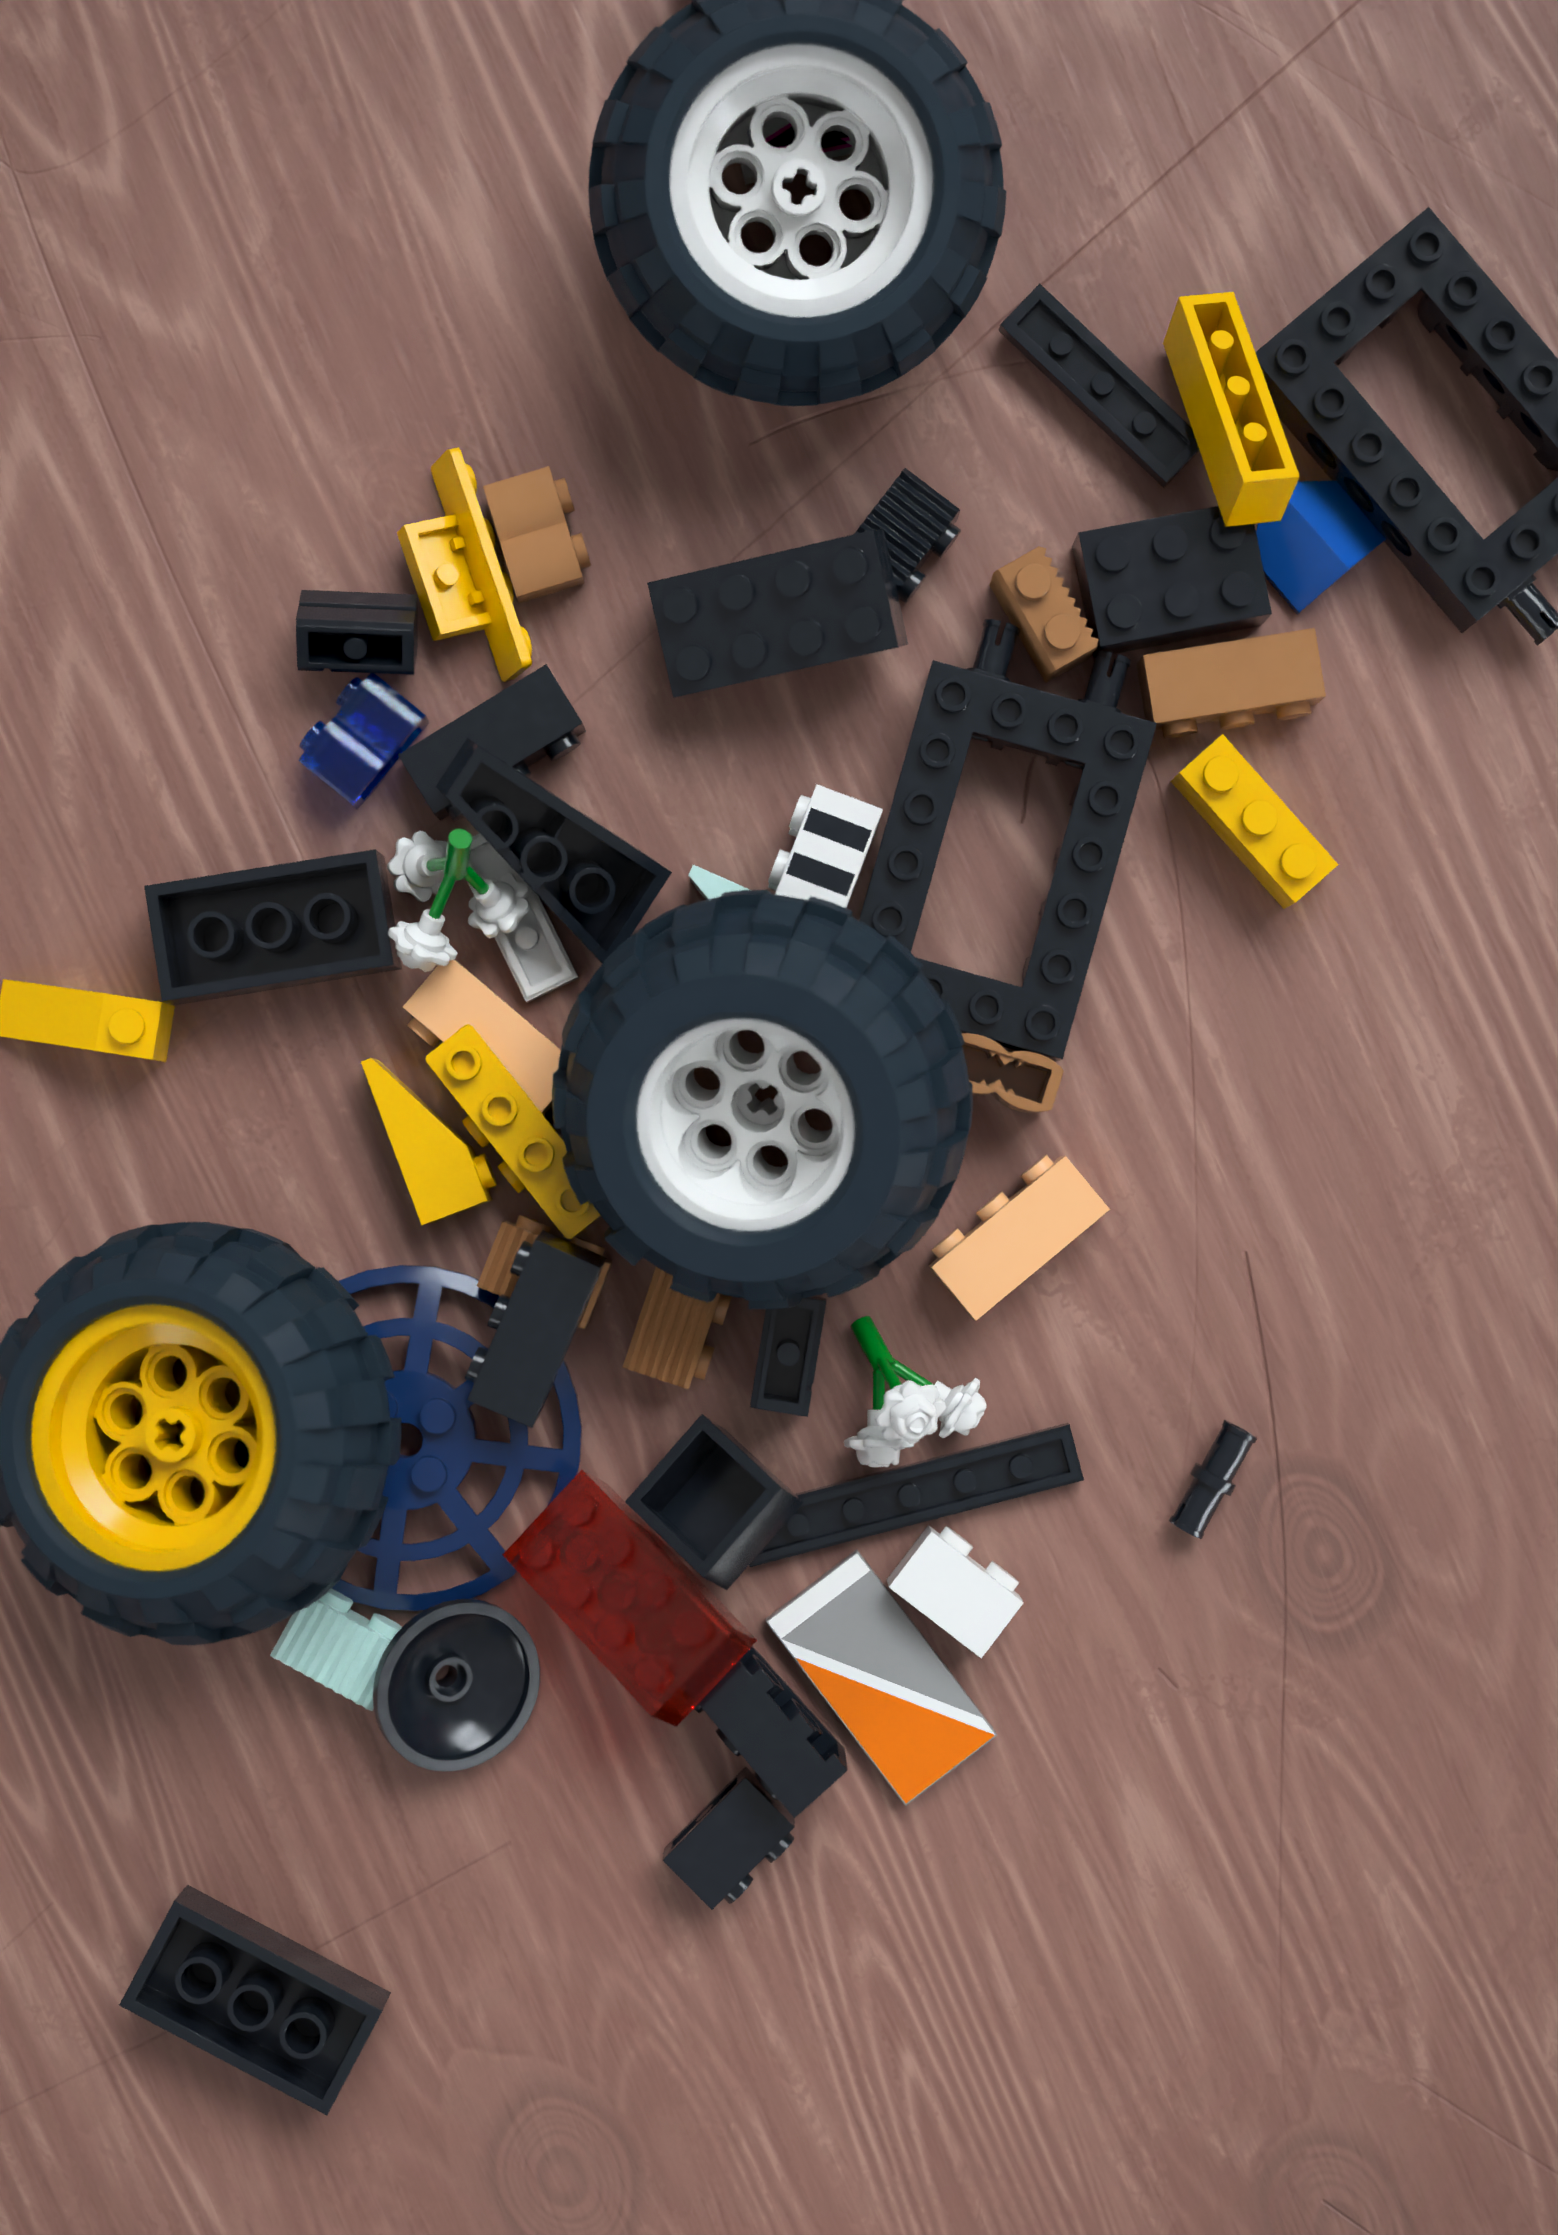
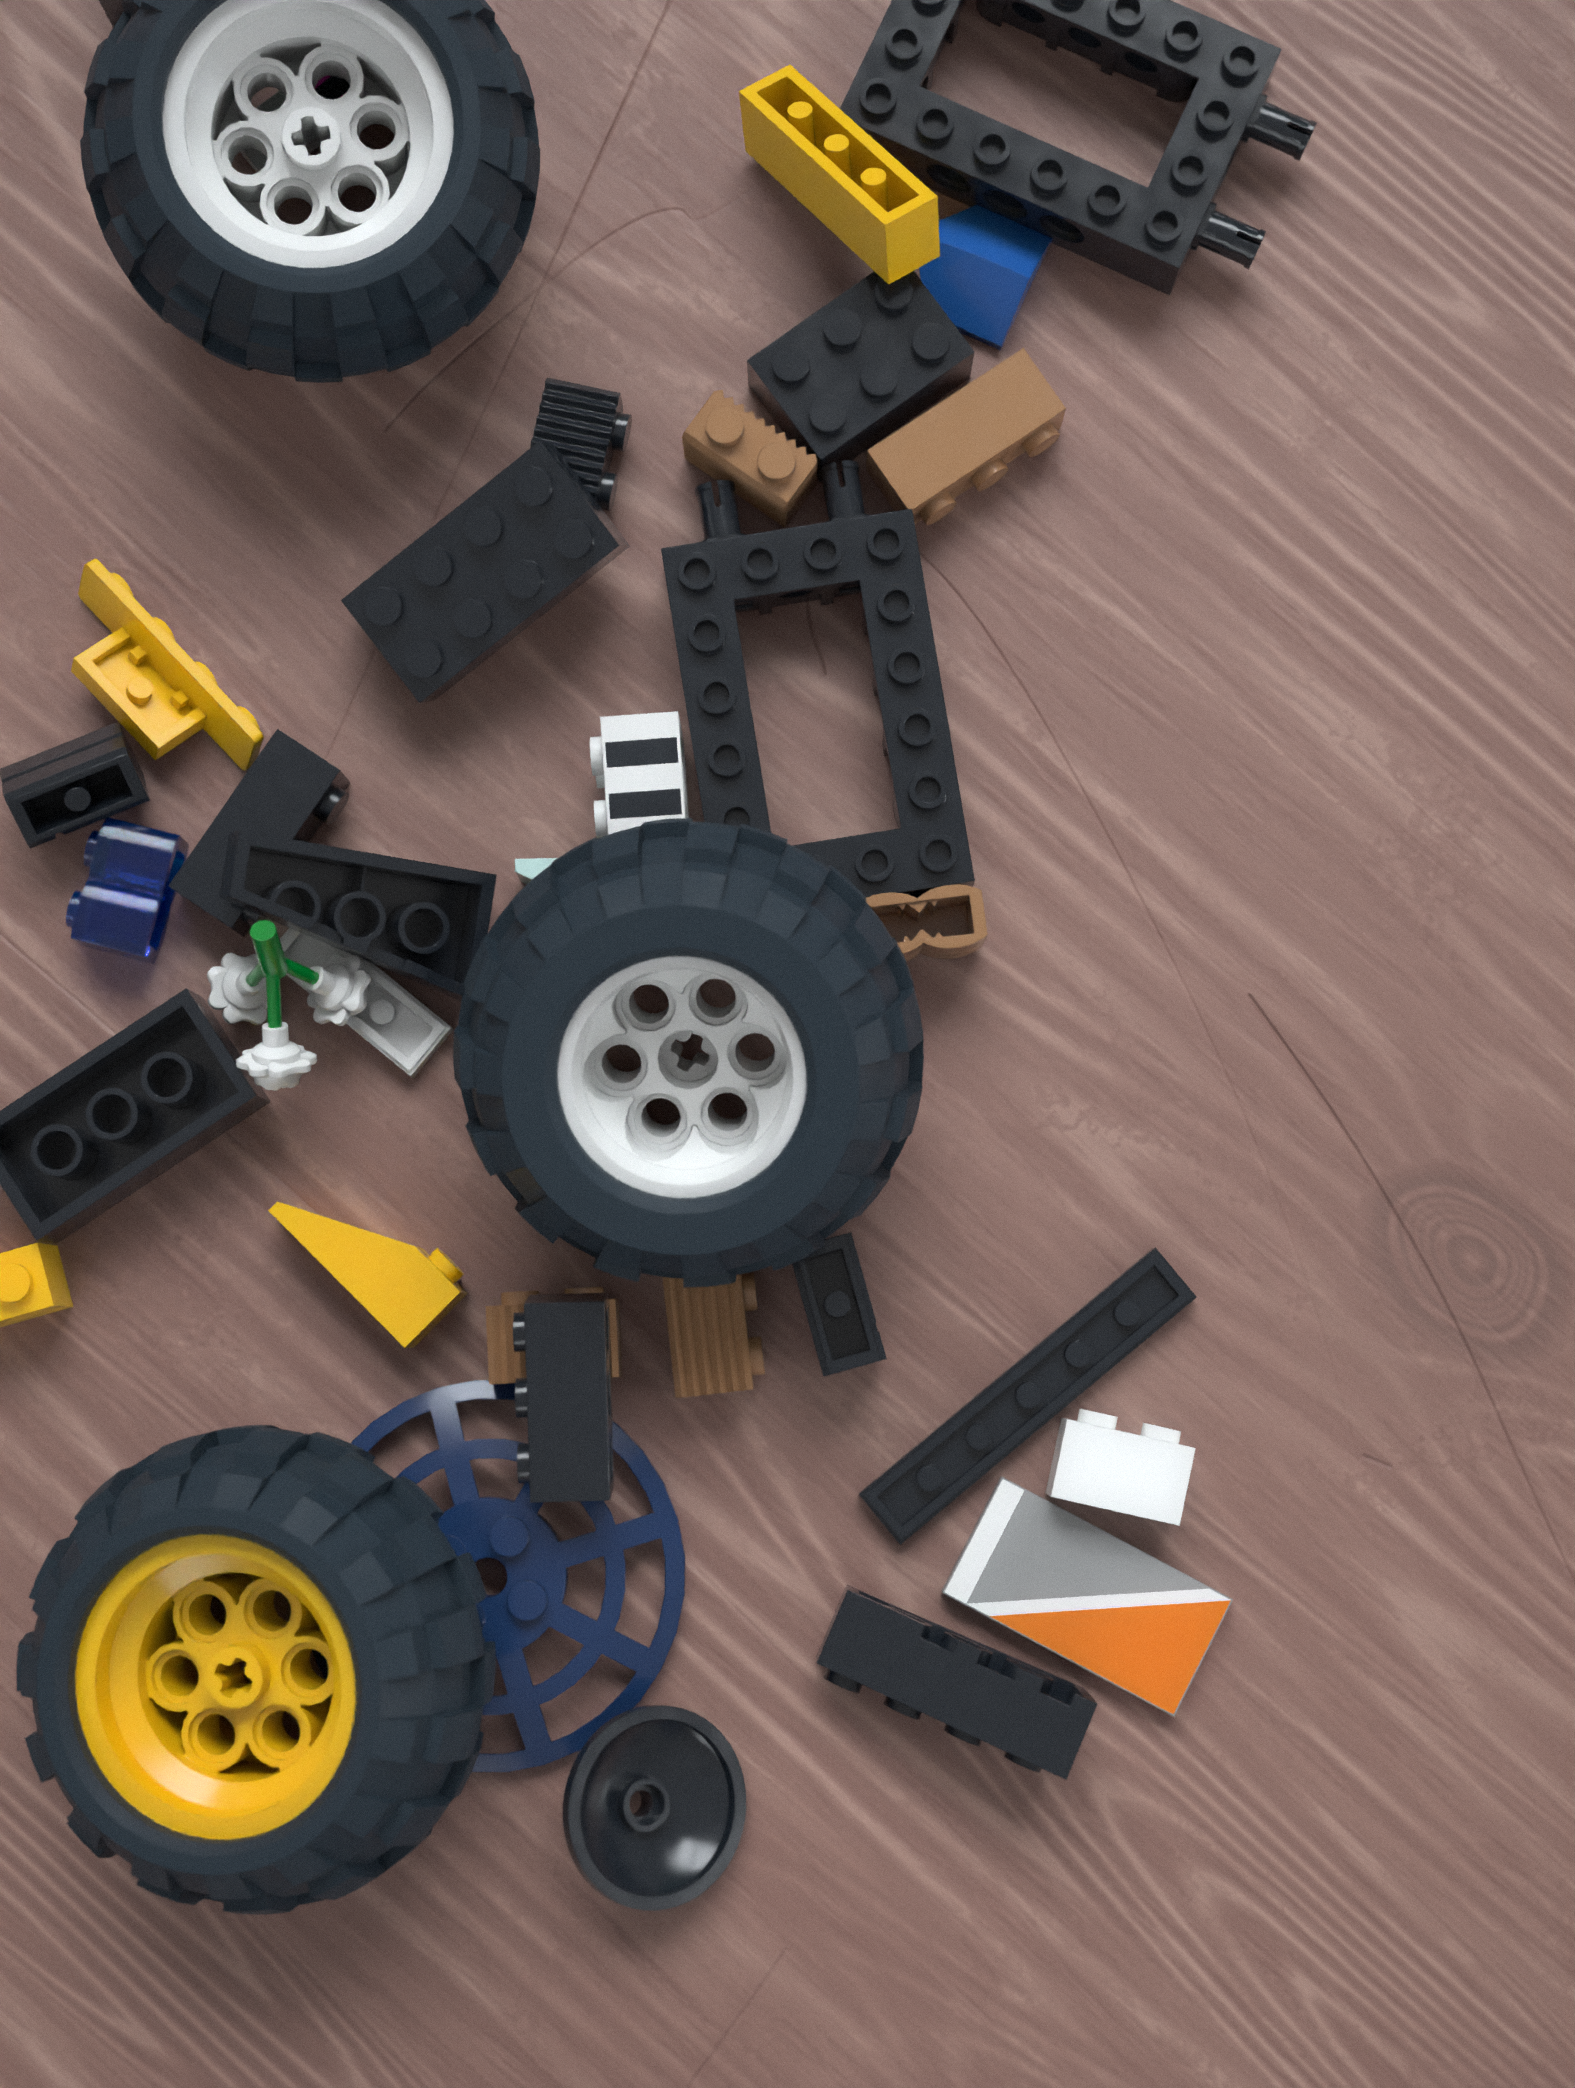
camera: 15 degrees left, 5 degrees down
(336, 1646) = (510, 1824): light aqua brick -> none
(458, 998) = (387, 1128): light nougat brick -> none
(513, 1125) = (454, 1203): yellow bracket -> none
(535, 534) = (210, 610): medium nougat brick -> none
(629, 1598) = (791, 1632): clear red brick -> none
(714, 1502) = (832, 1493): black piece -> none
(730, 1840) = (1011, 1837): black brick -> none
(909, 1408) = (984, 1301): white plant -> none
(1017, 1235) = (1012, 1080): light nougat brick -> none
(1101, 385) = (704, 216): black plate -> none
(1212, 1479) = (1326, 1235): black pin -> none
(1254, 822) = (1053, 564): yellow brick -> none

